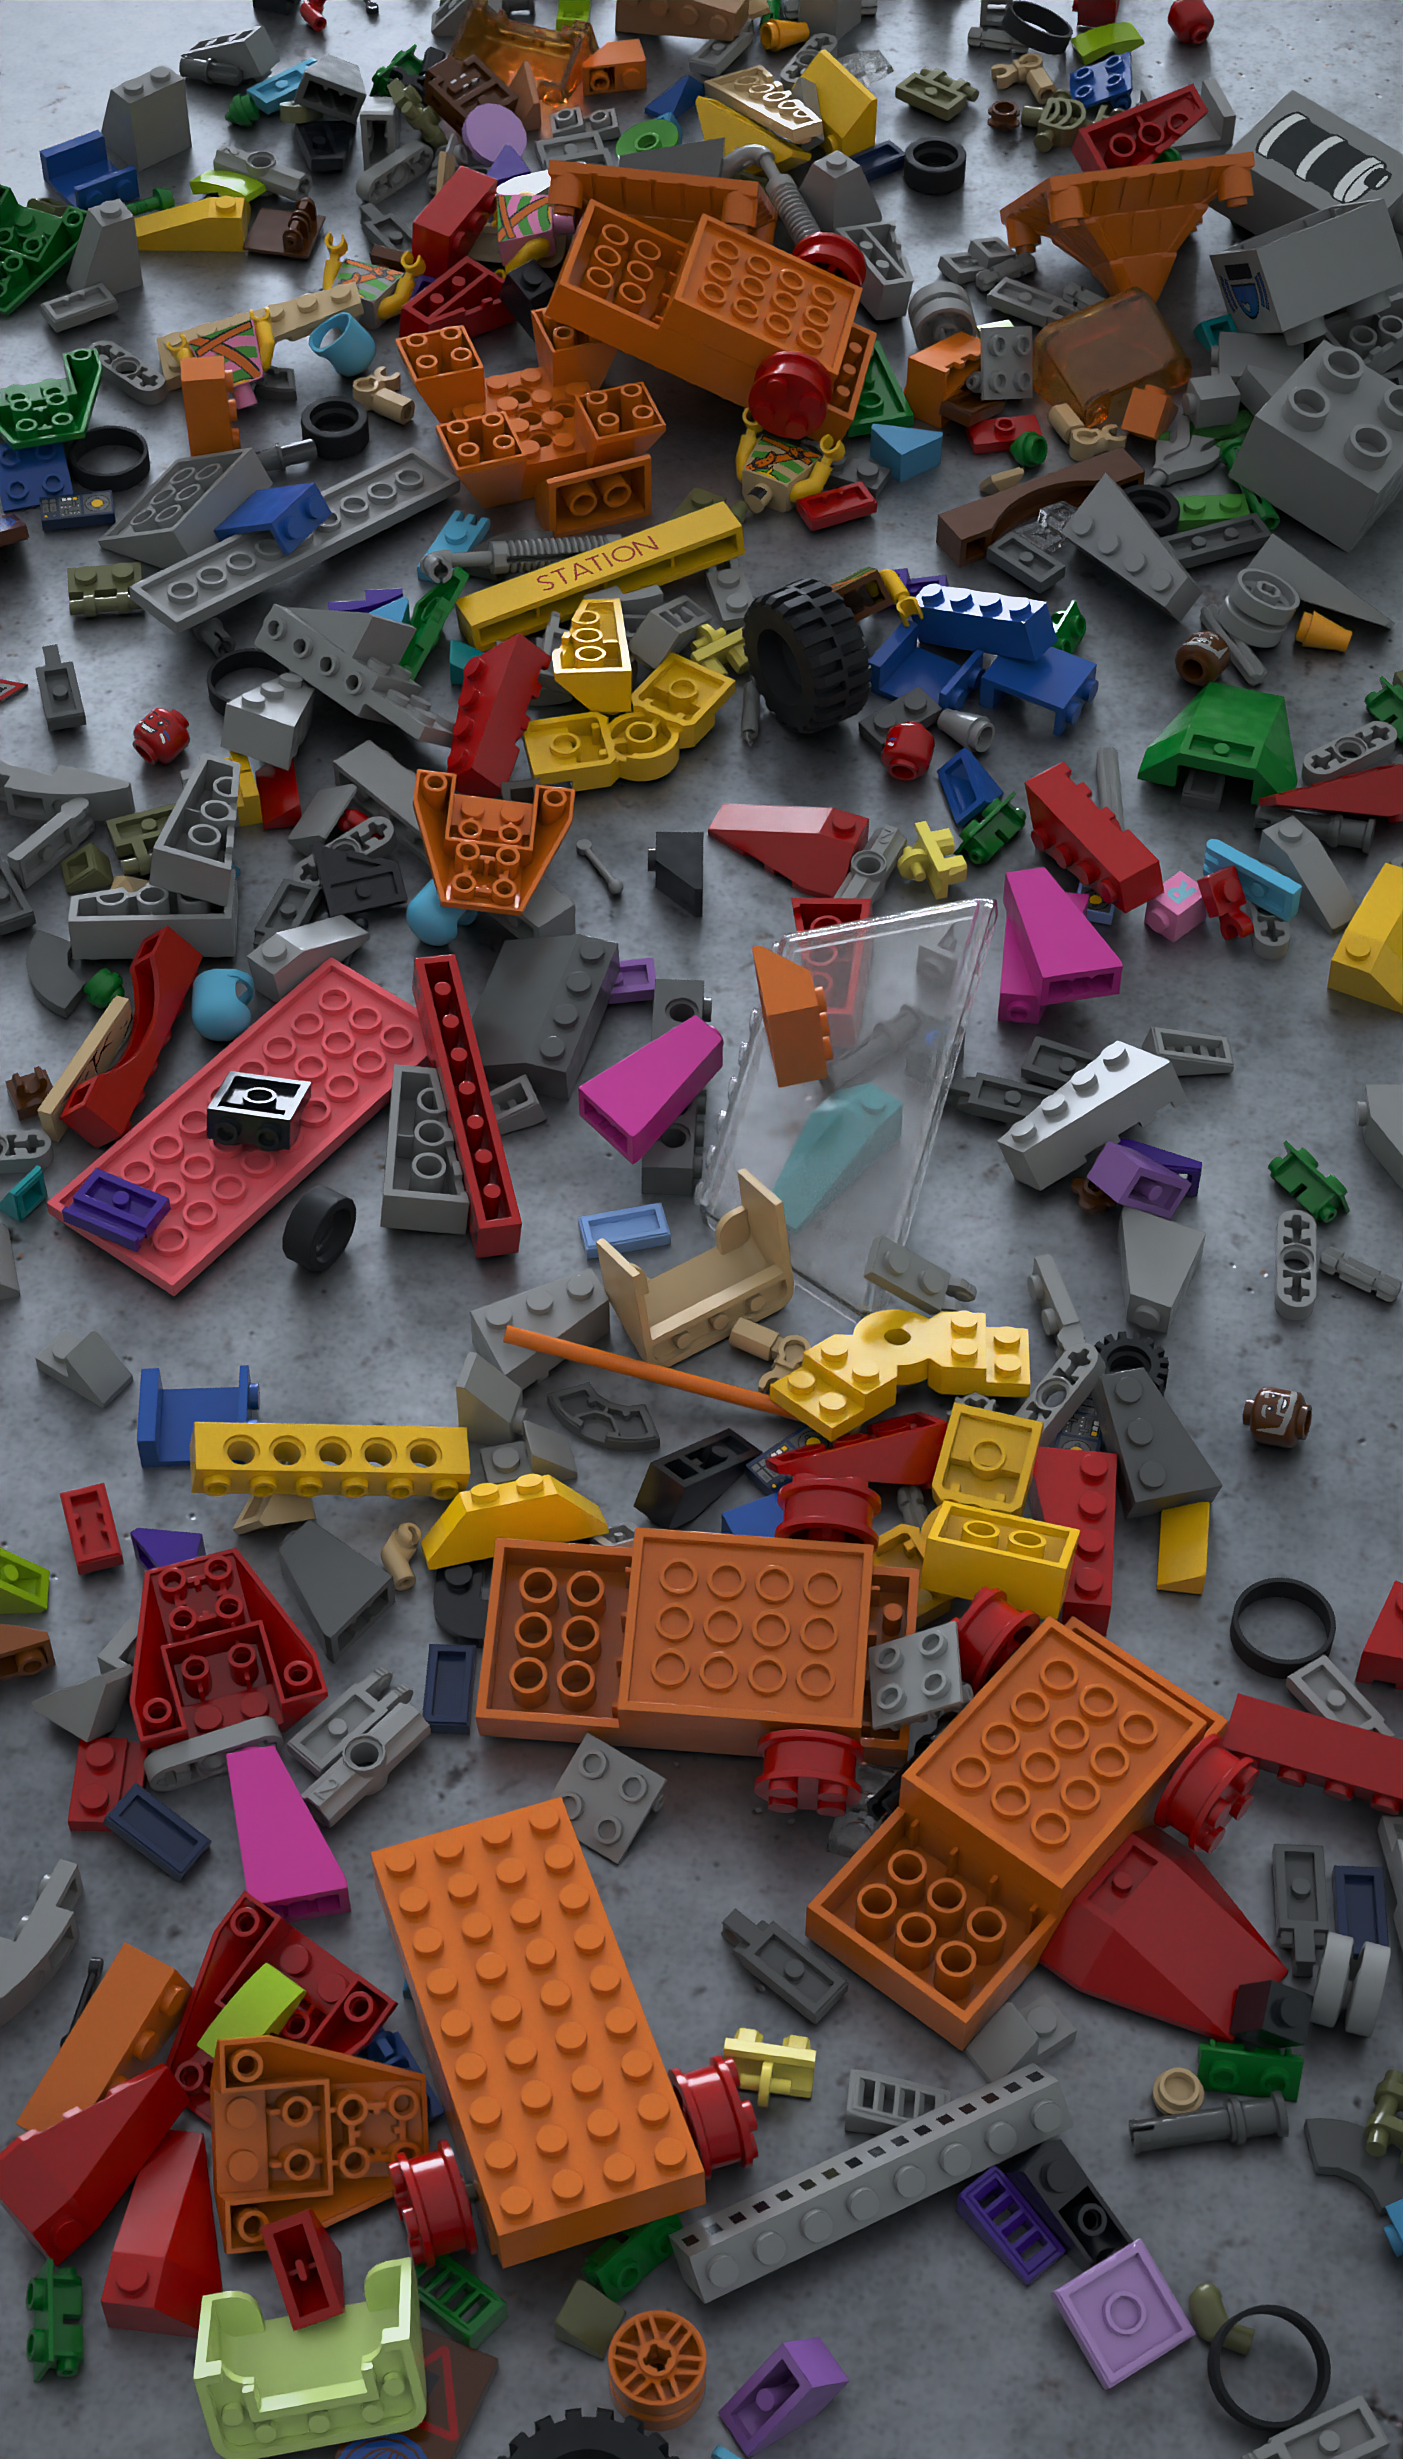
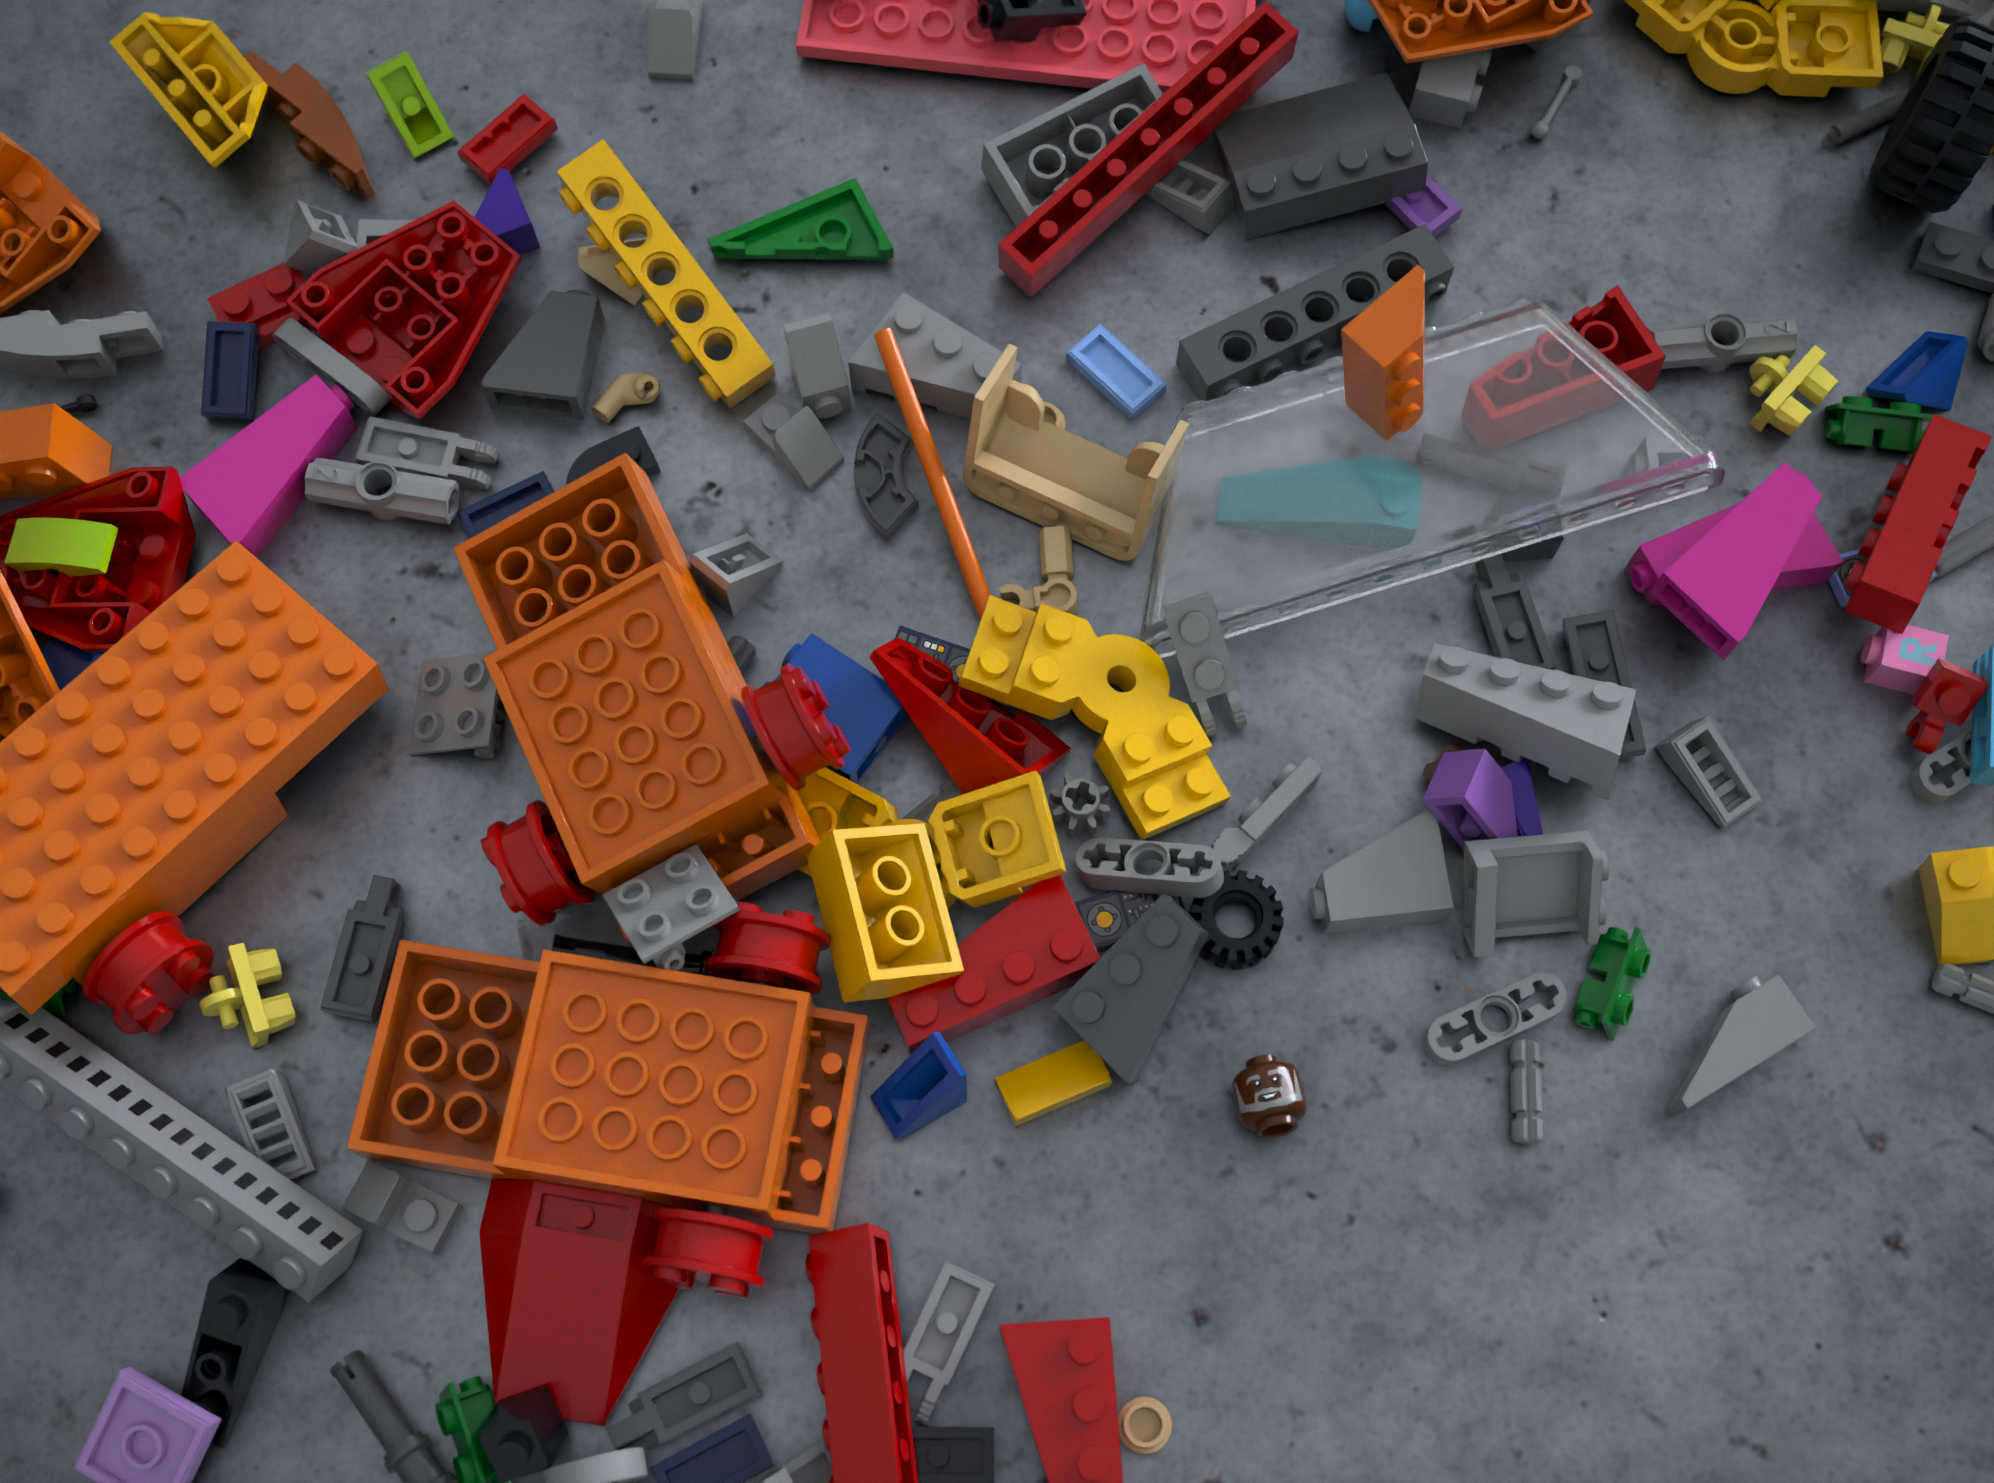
camera: 60 degrees right, 20 degrees up
(169, 1415) = (668, 147): blue panel -> none
(319, 1228) = (927, 98): black tyre -> none
(351, 1351) = (823, 226): none -> green wing
(522, 1509) = (711, 463): yellow wedge -> none
(651, 1087) = (1269, 293): dark pink slope -> none
(679, 868) = (1602, 169): black slope -> none
(692, 1478) = (856, 589): black slope -> none
(799, 842) = (1715, 251): red wedge -> none
(908, 751) = (1924, 287): red head -> none
(1008, 2197) = (179, 1288): dark purple slope -> none
(1141, 1620) = (922, 1088): none -> blue slope
(1177, 2091) = (415, 1382): tan plate -> none
(1220, 1182) = (1532, 888): none -> light grey panel
(1289, 1589) = (1017, 1171): black tyre -> none

